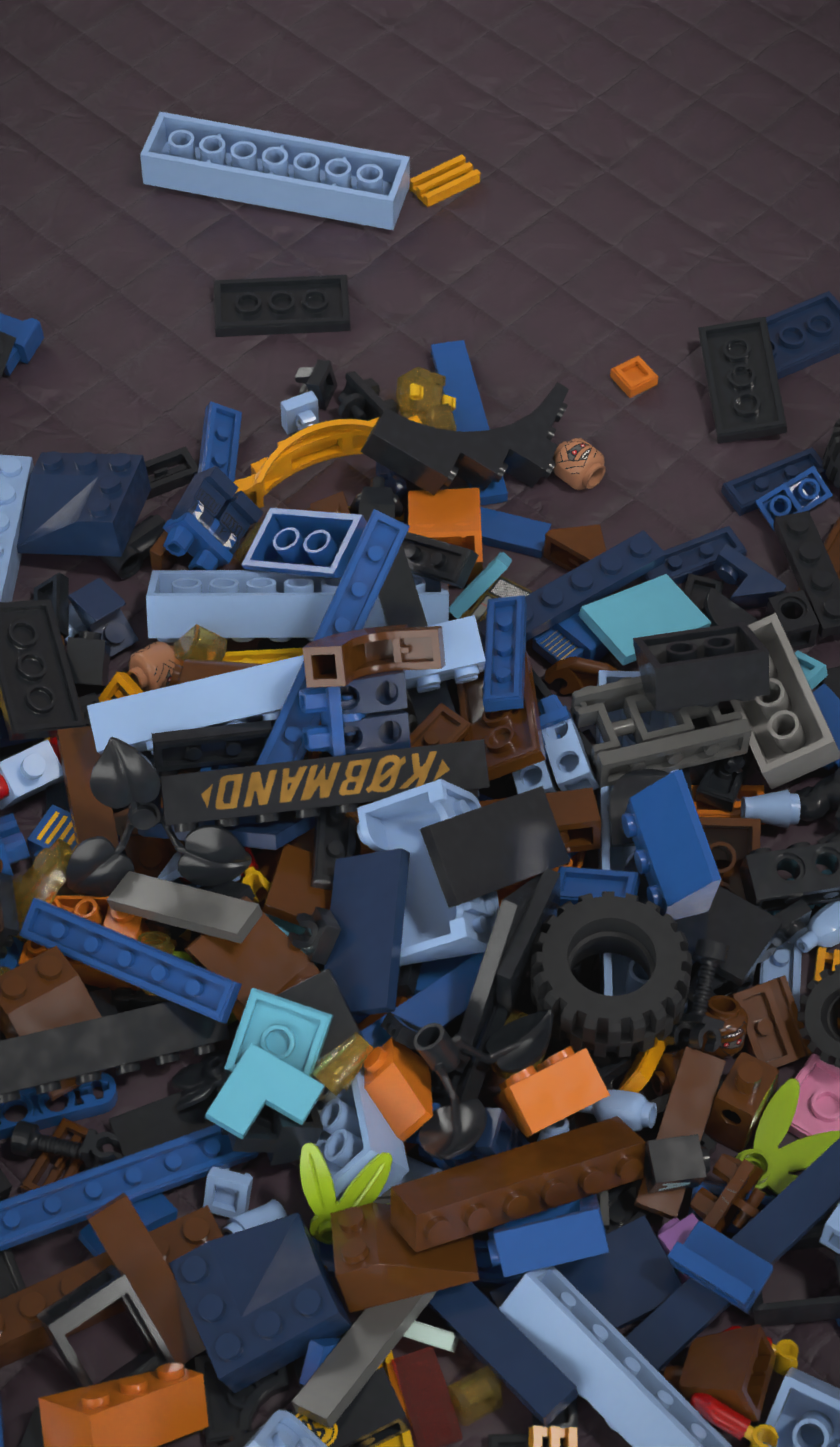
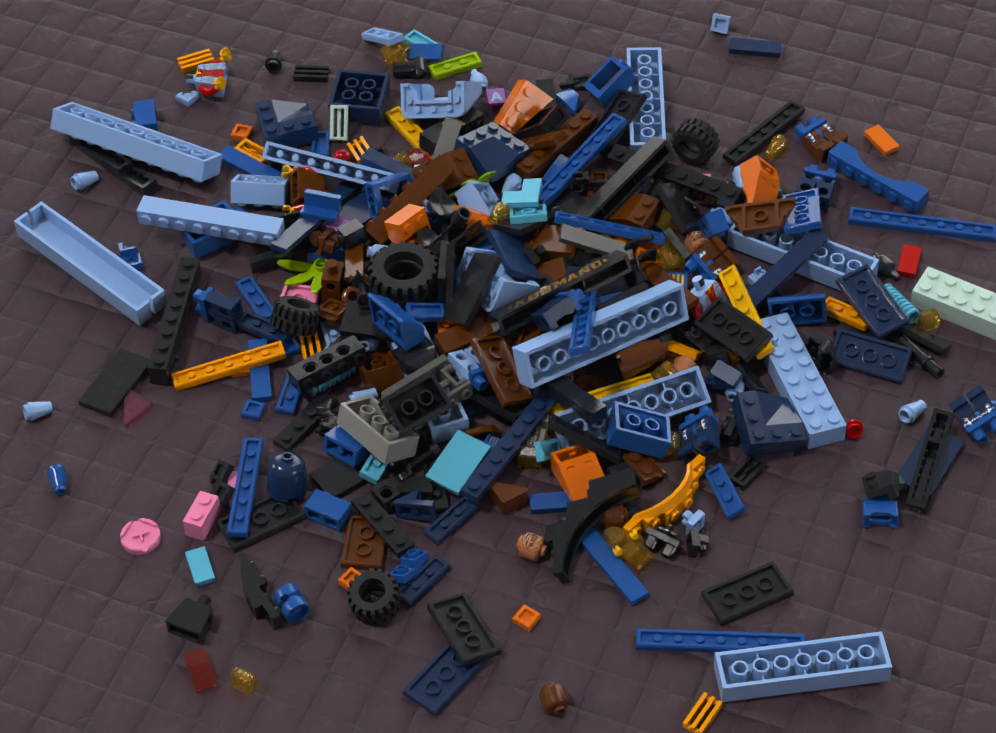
camera: 160 degrees right, 5 degrees down
(365, 257) = (708, 640): none -> blue tile
(367, 651) = (572, 307): arch -> none
(505, 653) = (513, 394): blue tile -> none
(648, 246) = (554, 698): none -> reddish brown head

